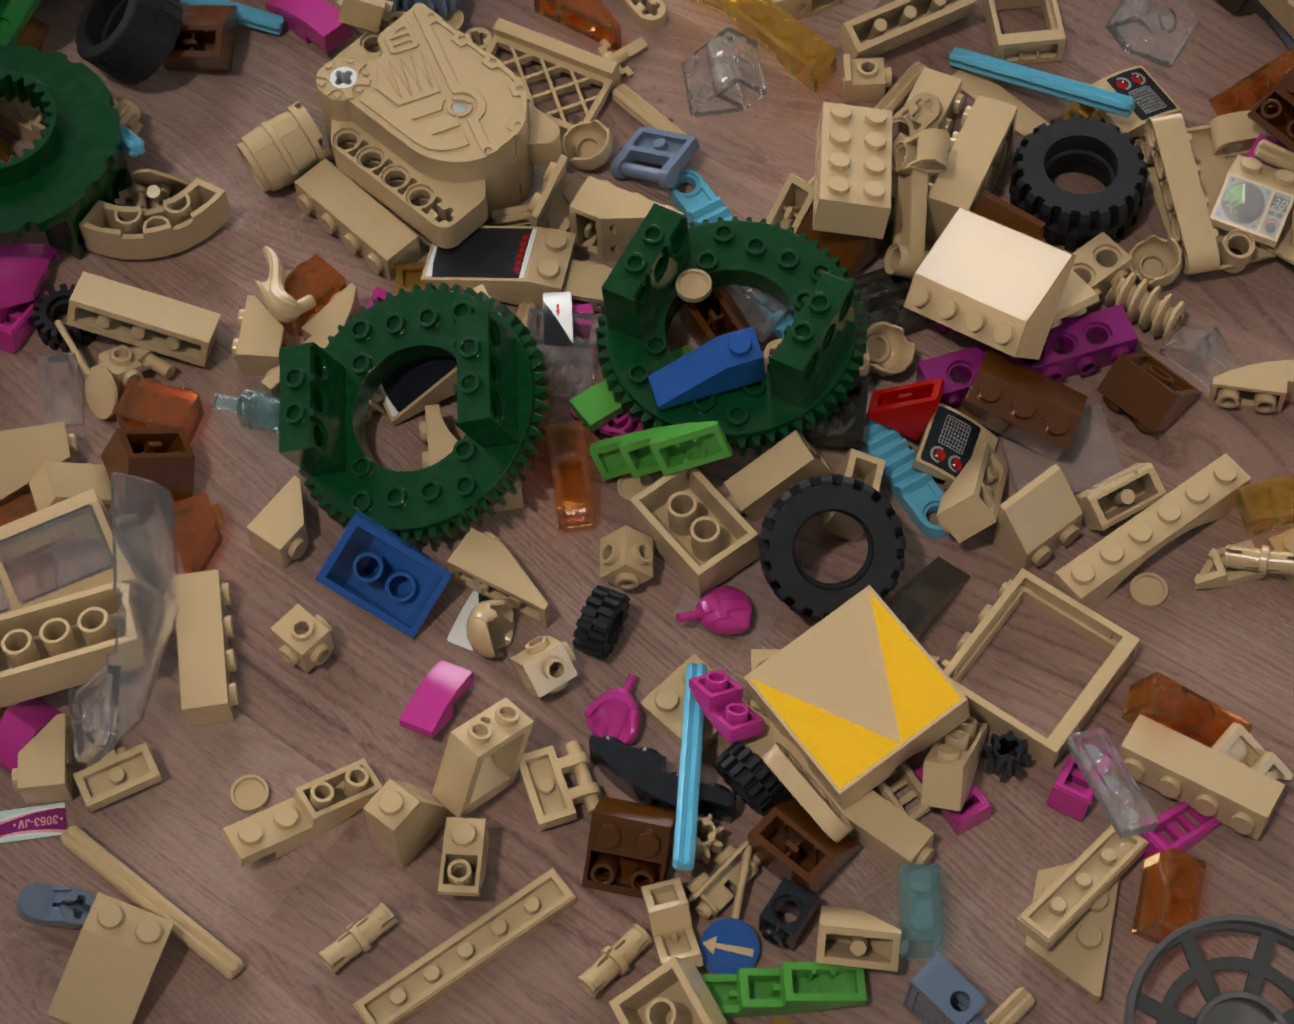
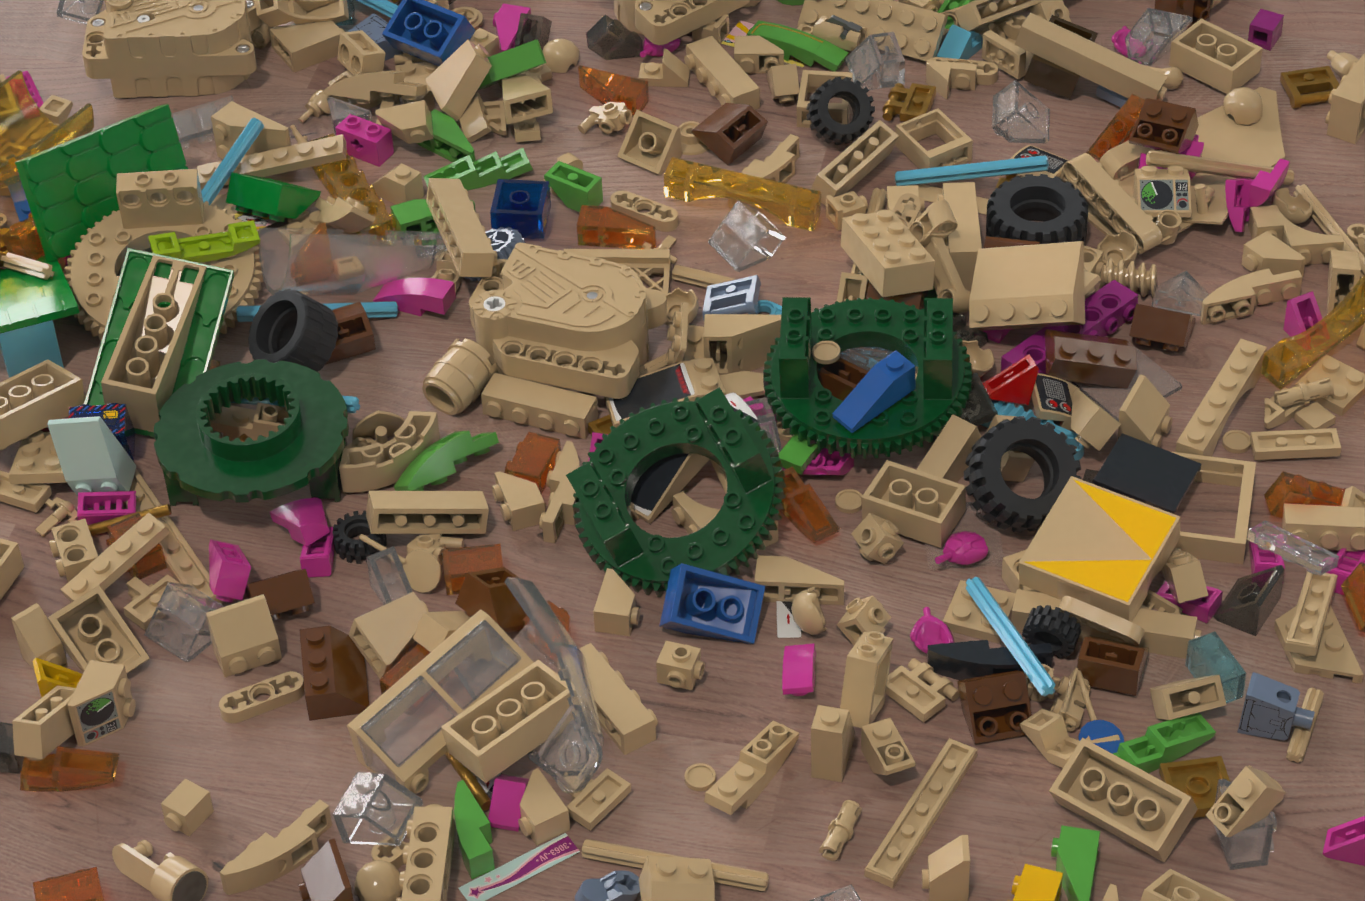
camera: 25 degrees left, 15 degrees down
(195, 253) = (439, 459): none -> bright green slope
(254, 408) = (544, 543): clear light blue piece -> none
(273, 294) = (527, 465): tan piece -> none
(601, 622) = (888, 579): black tyre -> none
(614, 960) = (1029, 775): tan pin -> none
(660, 449) = (865, 458): bright green slope -> none
(722, 704) = (1008, 591): dark pink slope -> none
(791, 899) = (1129, 703): black brick -> none
(993, 603) = (1147, 473): none -> black piece
(1008, 747) = (1213, 562): black gear -> none
(1024, 831) = (1252, 600): none -> clear smoke slope
(1120, 496) = (1188, 387): tan brick -> none
(1215, 626) = (1295, 444): none -> tan plate
(1265, 597) = (1314, 417): none -> tan tile

